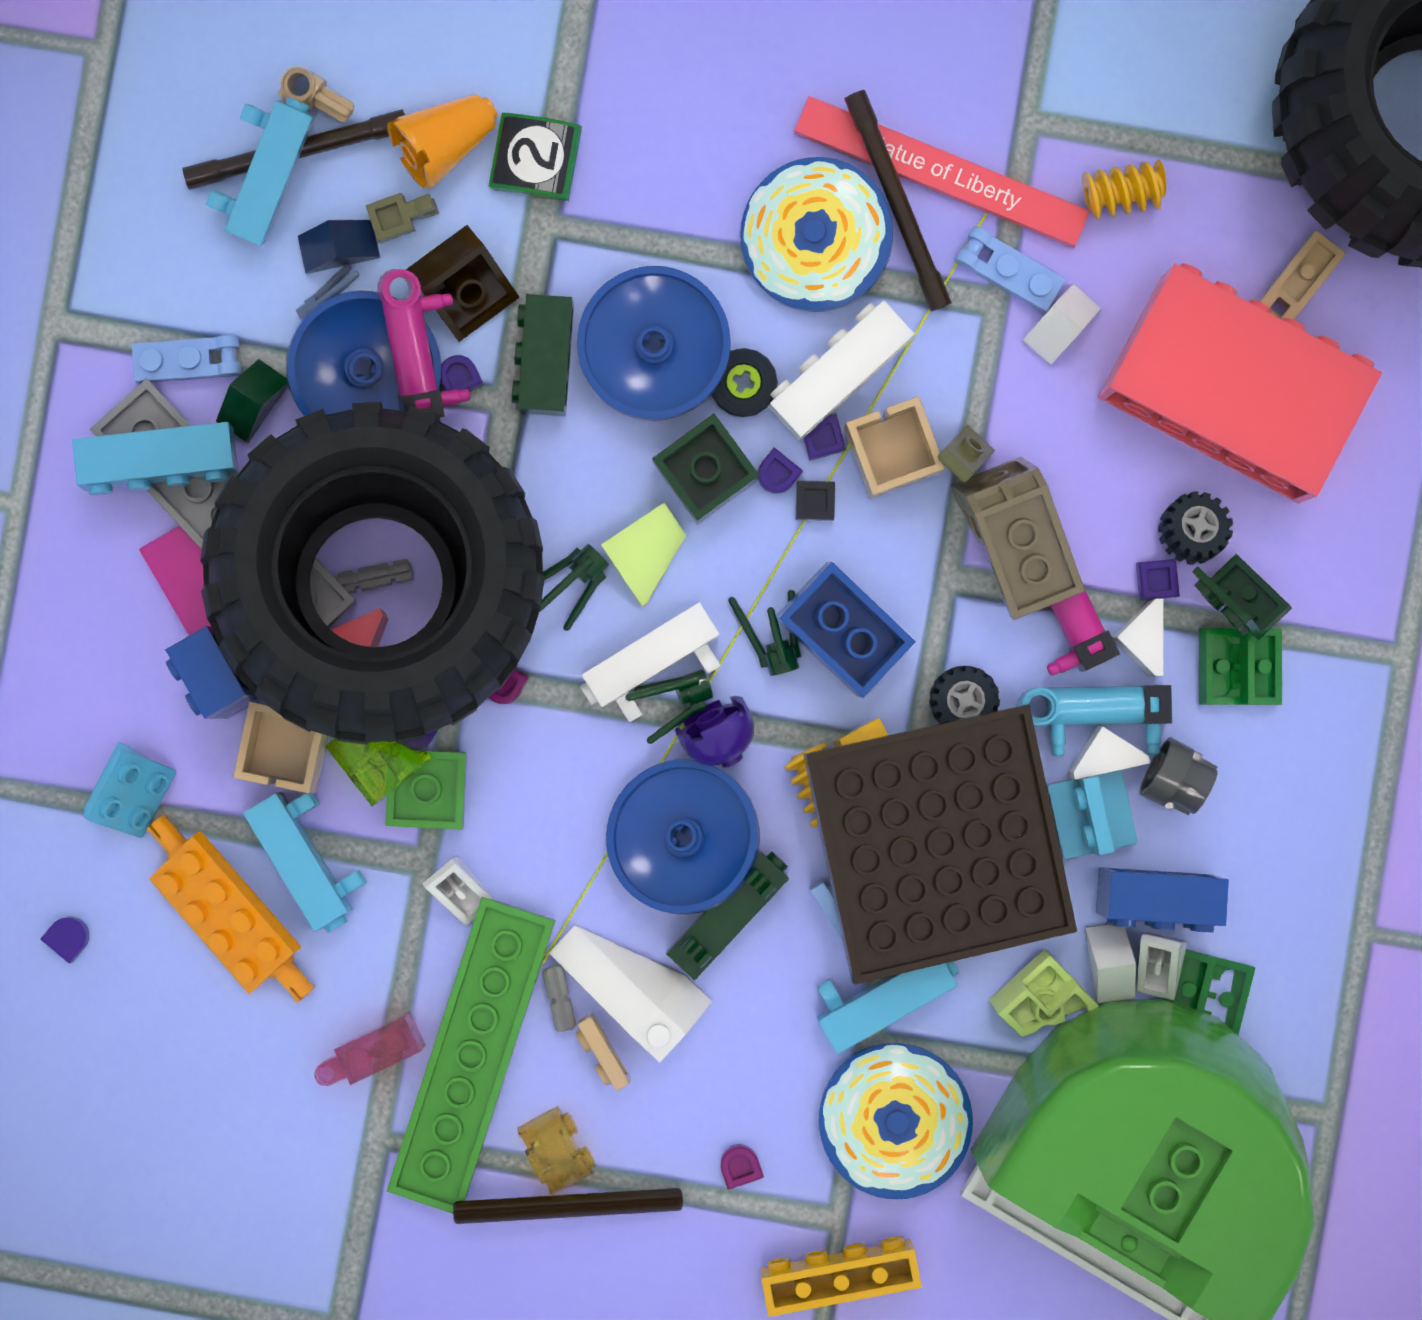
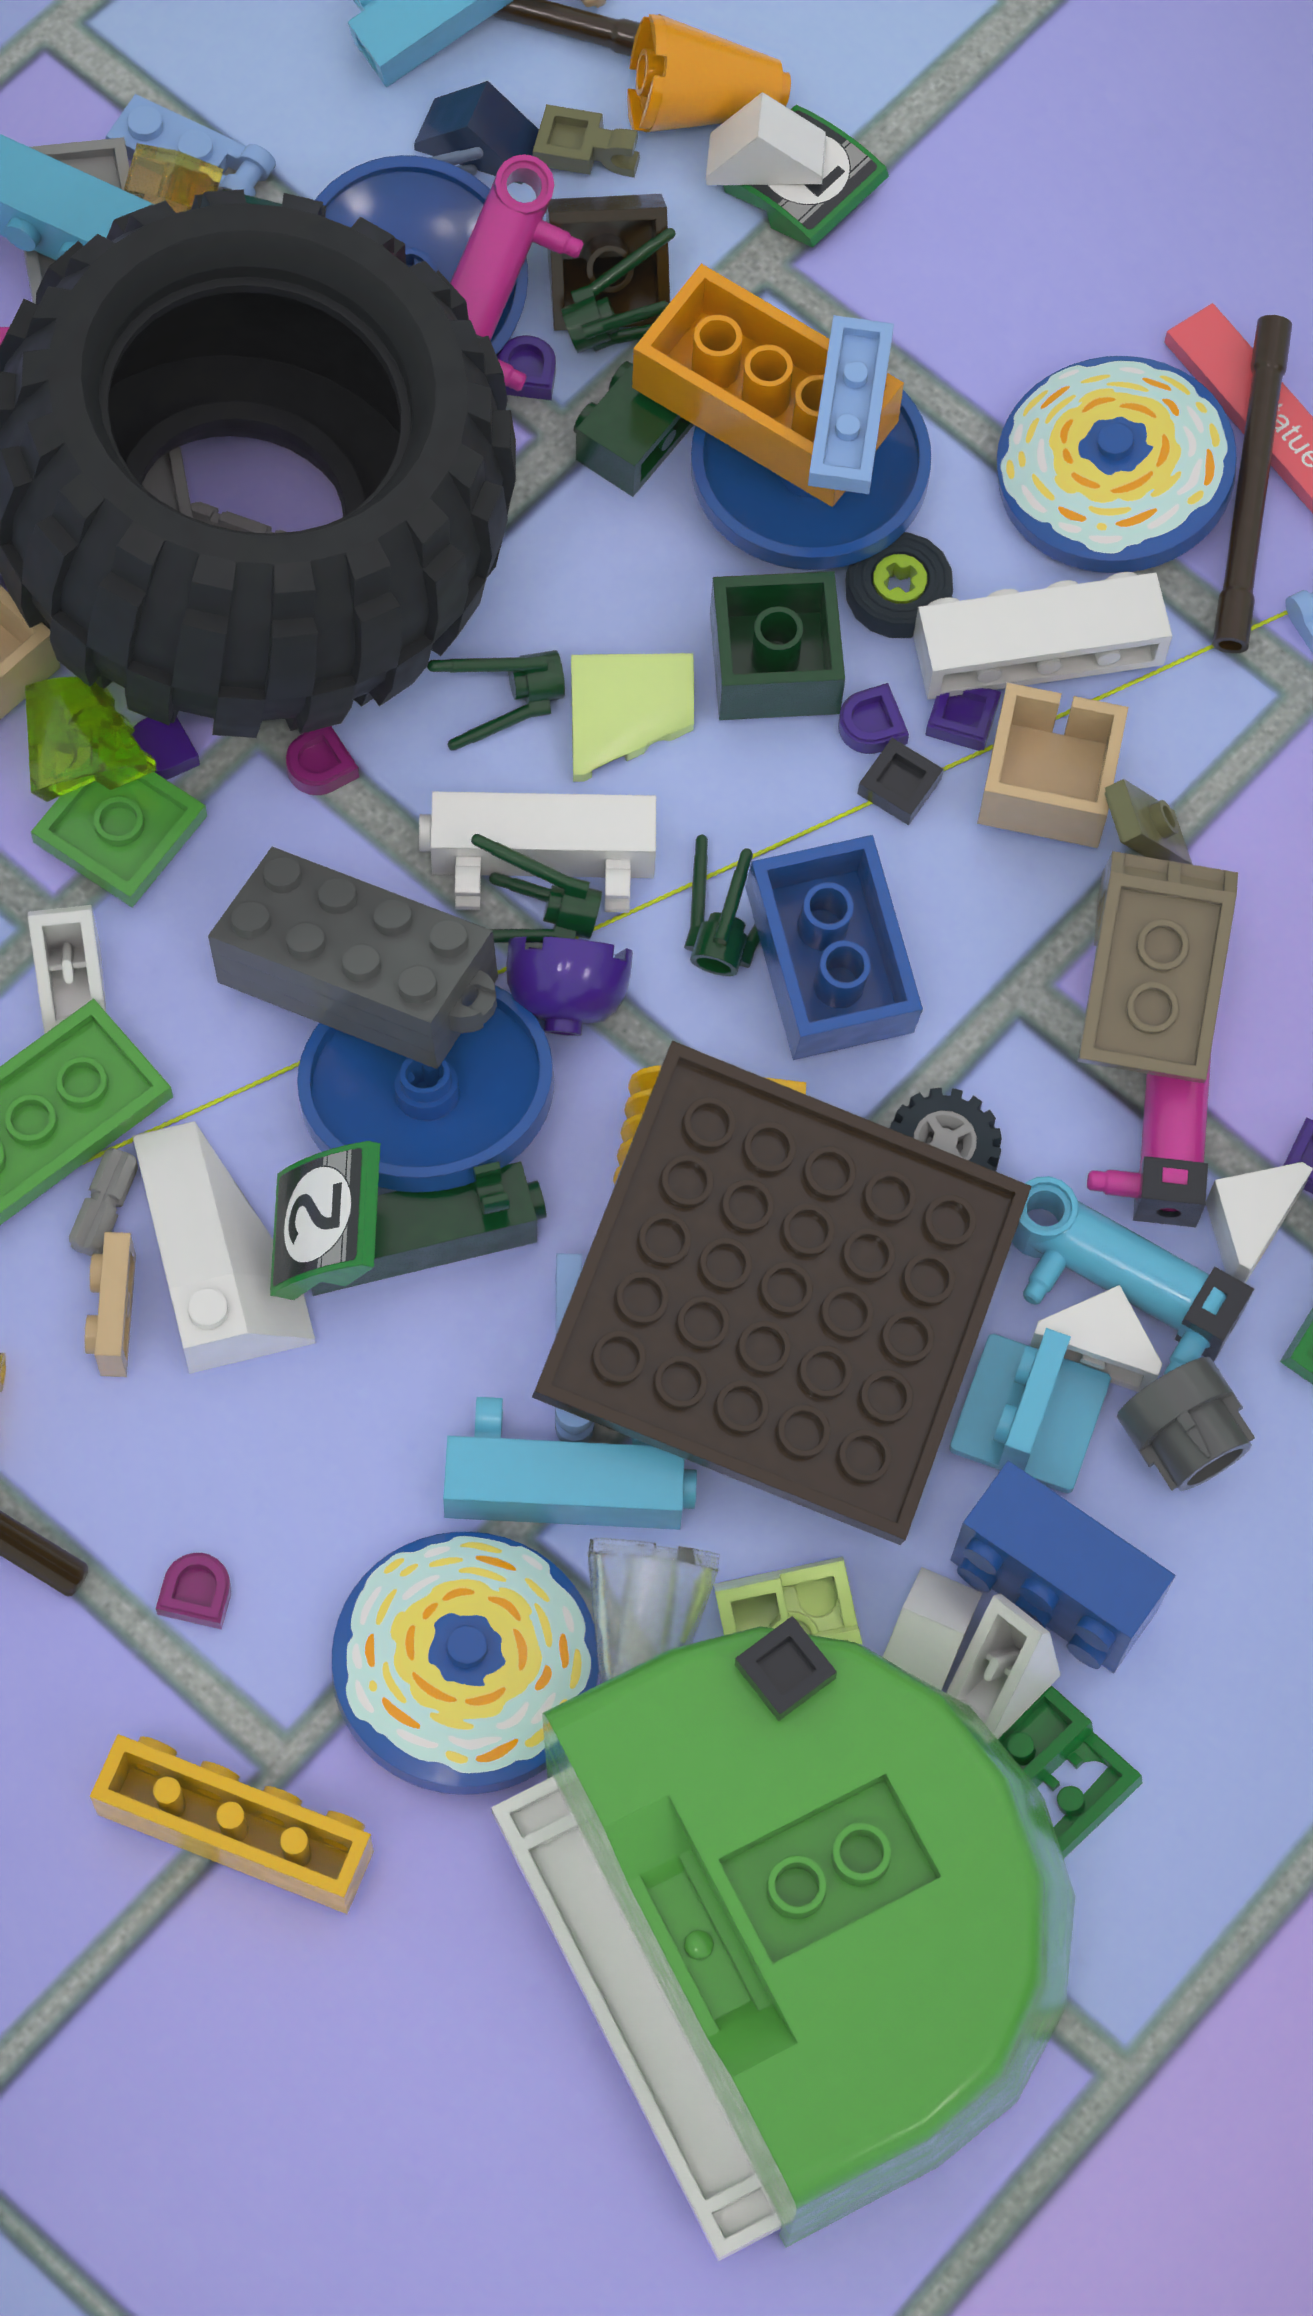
camera: 30 degrees right, 20 degrees down
(198, 398) = (171, 176): none -> clear yellow brick
(482, 329) = (594, 322): none -> dark green plant
(507, 159) = (766, 147): none -> white slope
(606, 795) = (356, 957): none -> dark grey piece
(610, 326) = (744, 375): none -> light orange brick
(673, 325) = (851, 404): none -> light blue plate
(691, 960) = (325, 1219): none -> slope
(971, 1046) = (645, 1599): none -> clear cone
(1097, 1098) = (785, 1668): none -> black tile

